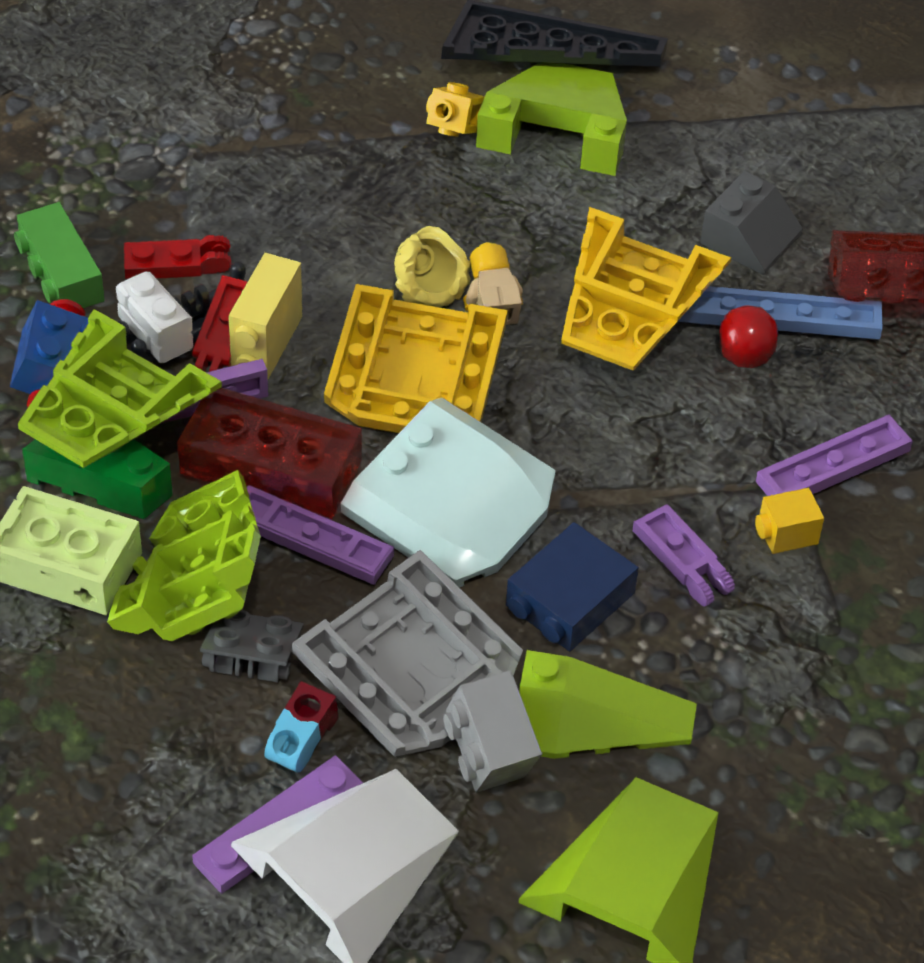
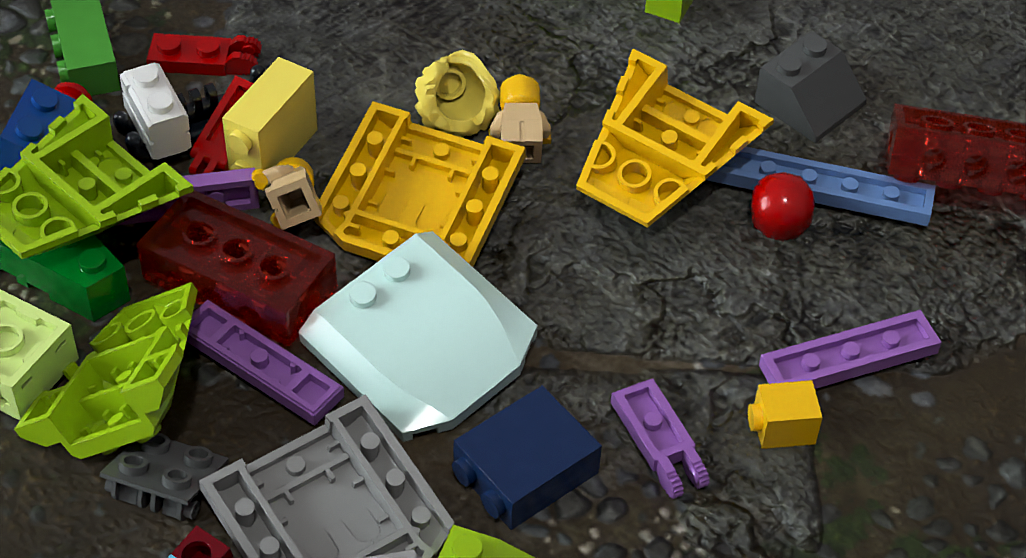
camera: 10 degrees right, 0 degrees up
(302, 376) = (290, 192): none -> tan piece

